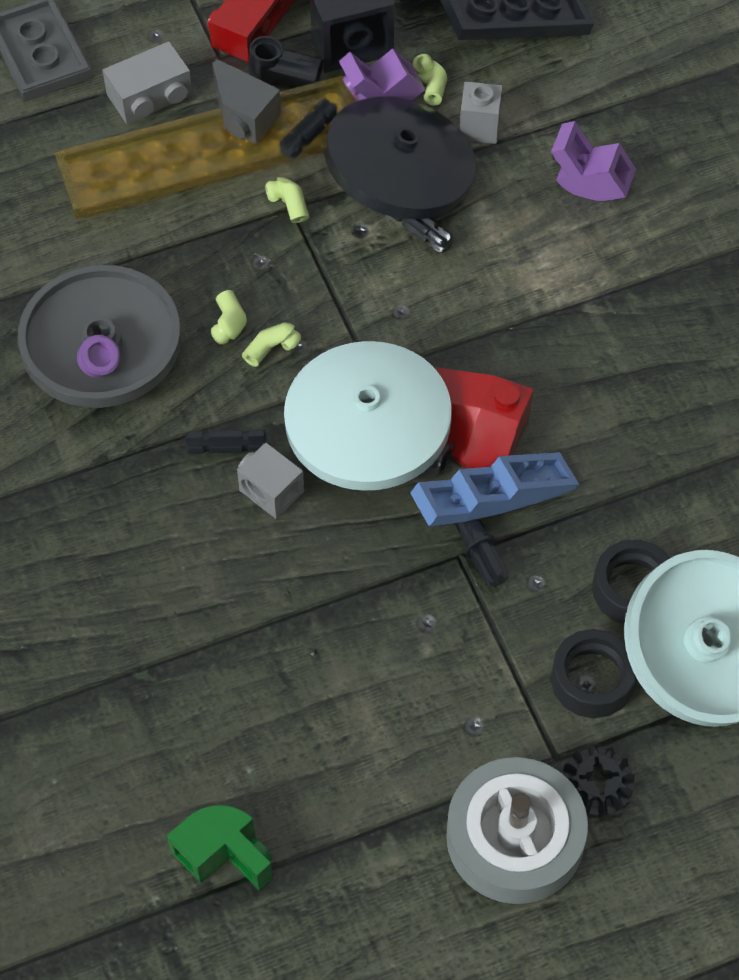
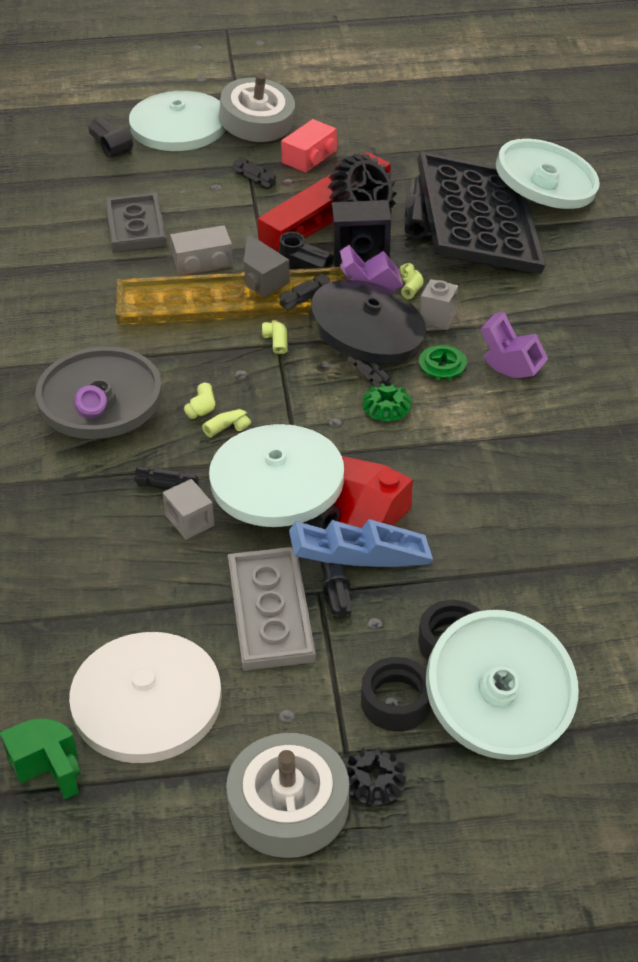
camera: 15 degrees right, 15 degrees down
(306, 741) = (145, 697): none -> white dish
(411, 591) = (270, 609): none -> light grey tile
(462, 284) = (386, 410): none -> green gear
(522, 192) = (433, 357): none -> green gear

